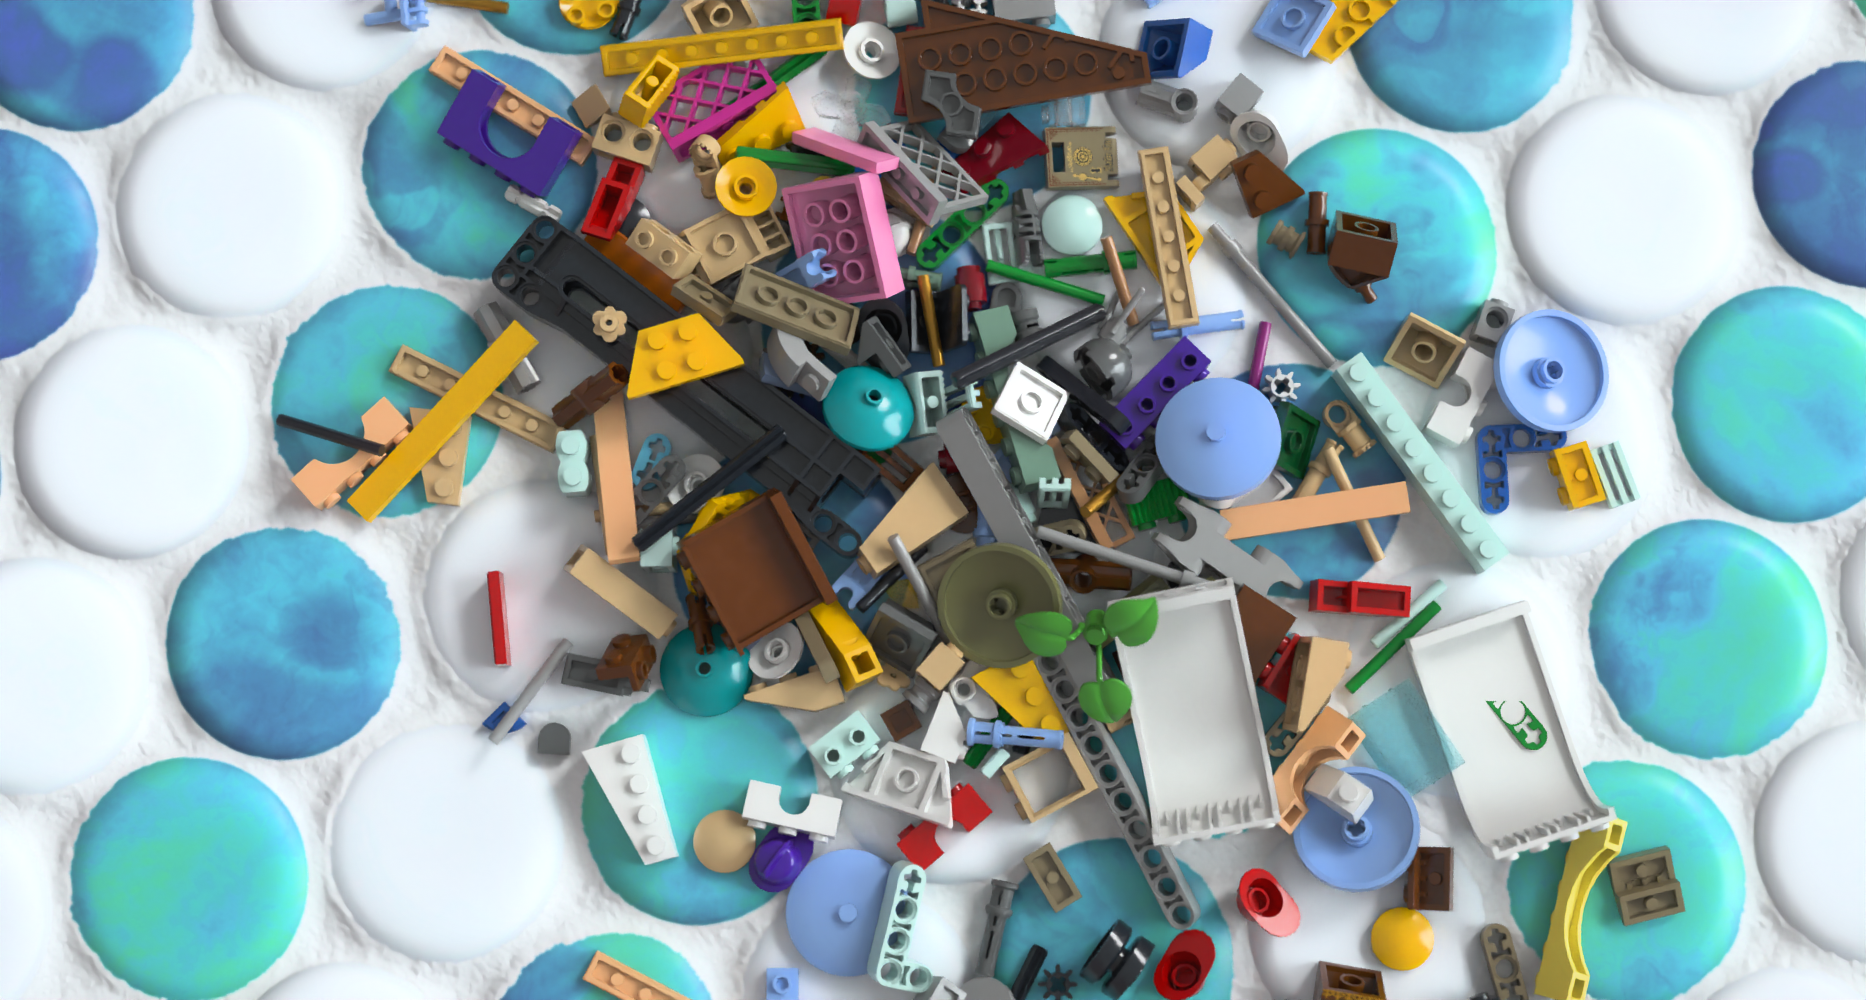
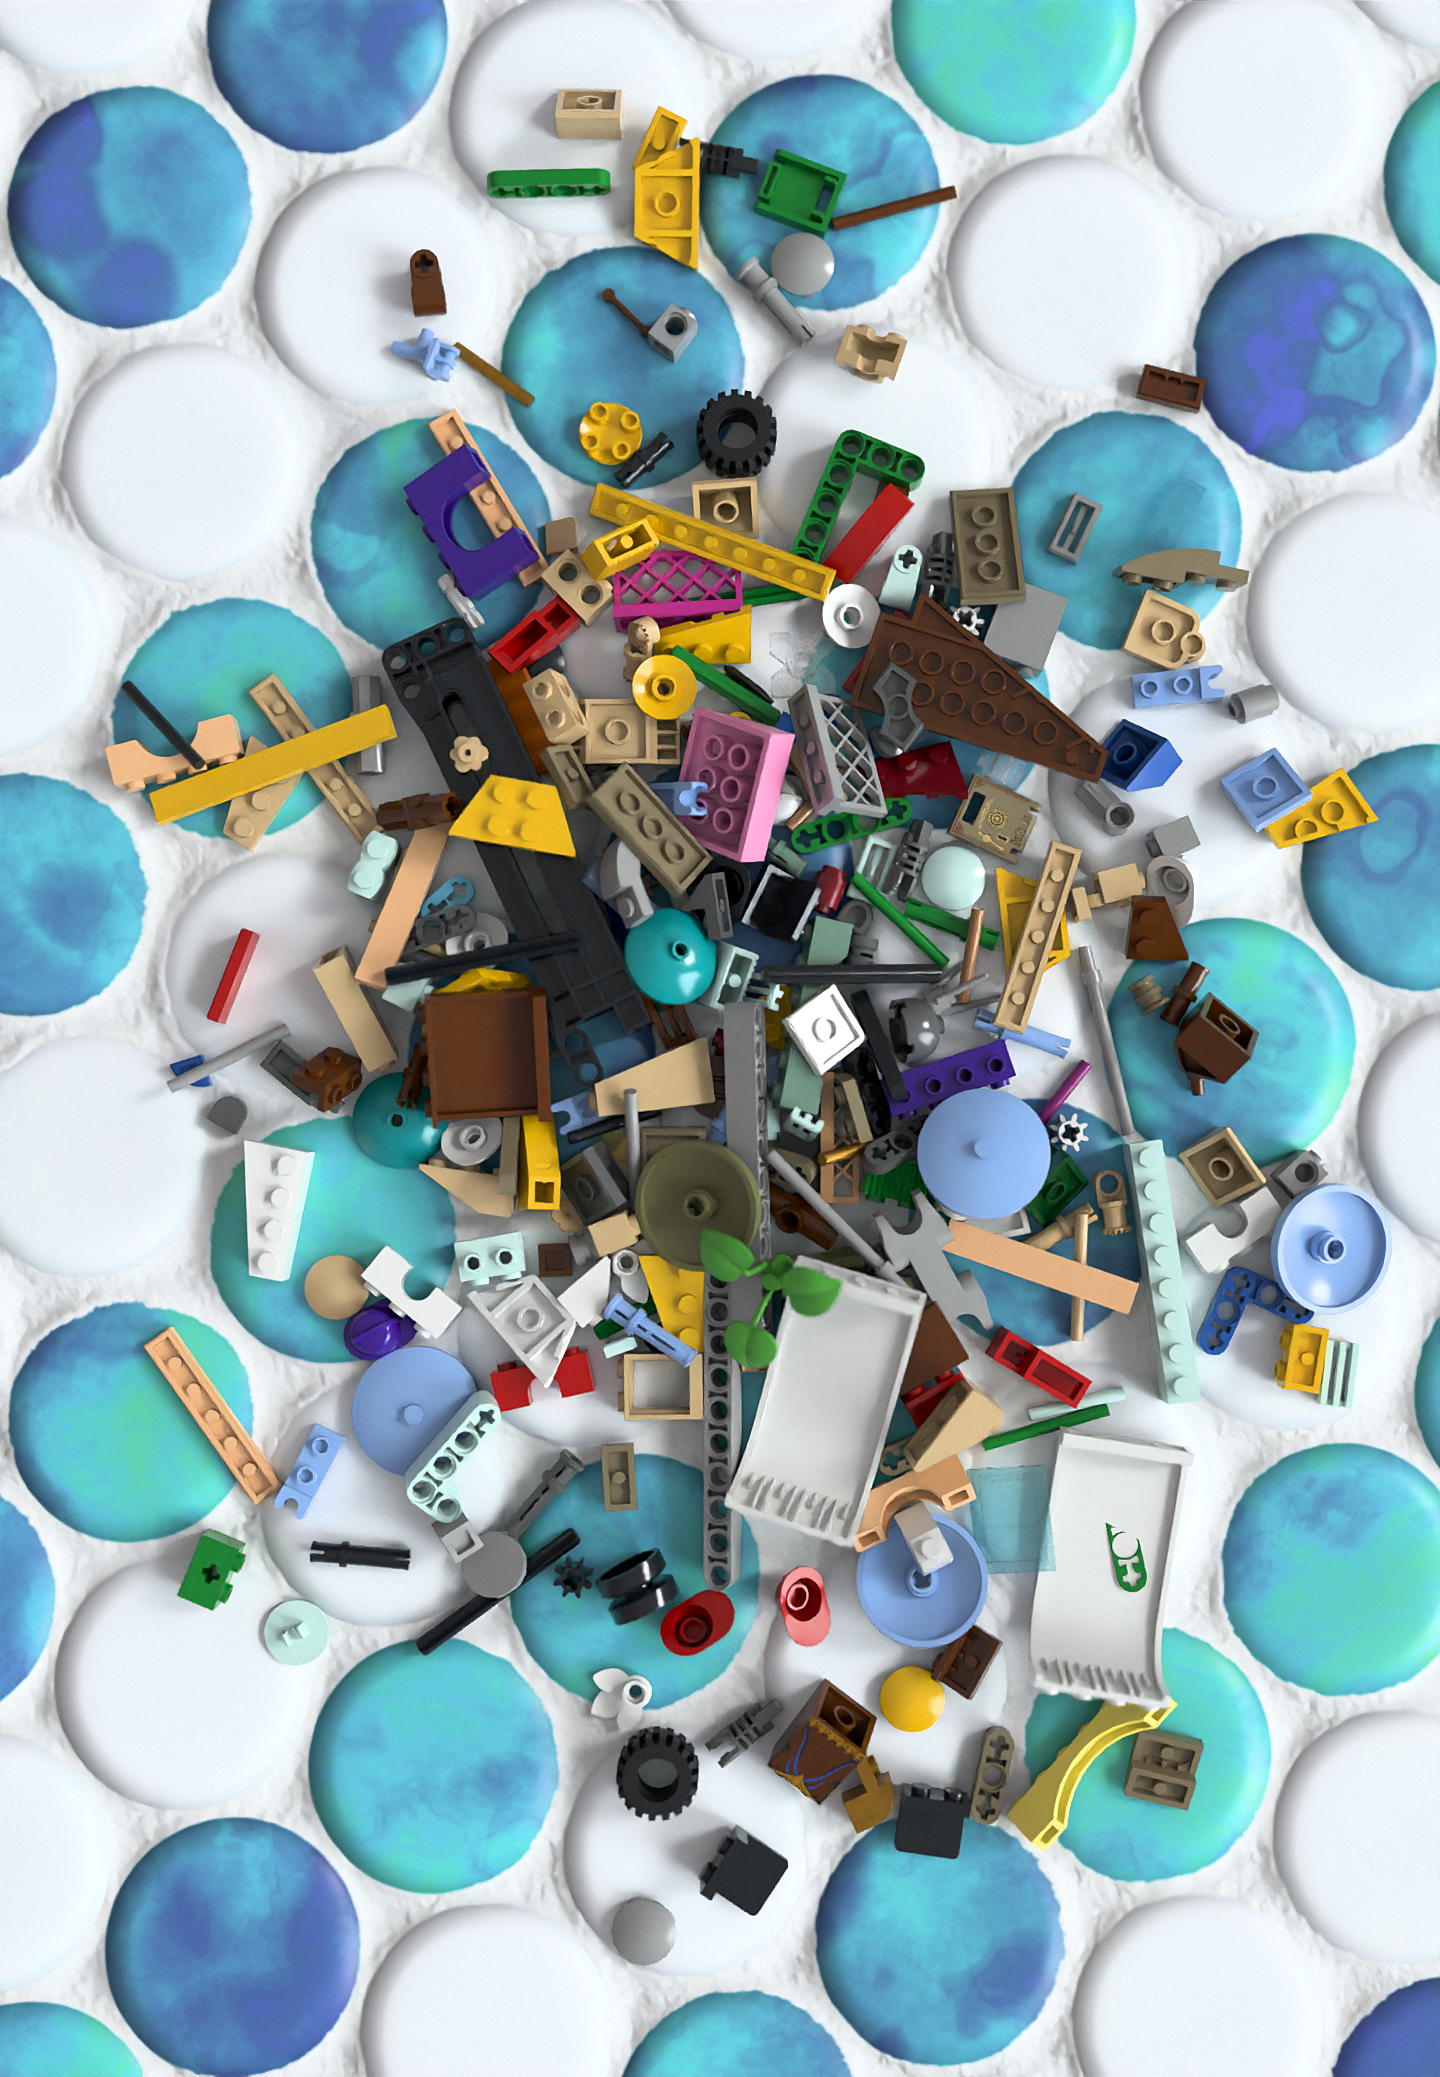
camera: 30 degrees right, 5 degrees up
(845, 150) = (775, 701): bright pink tile -> none
(931, 320) = (773, 902): pearl gold bar -> none

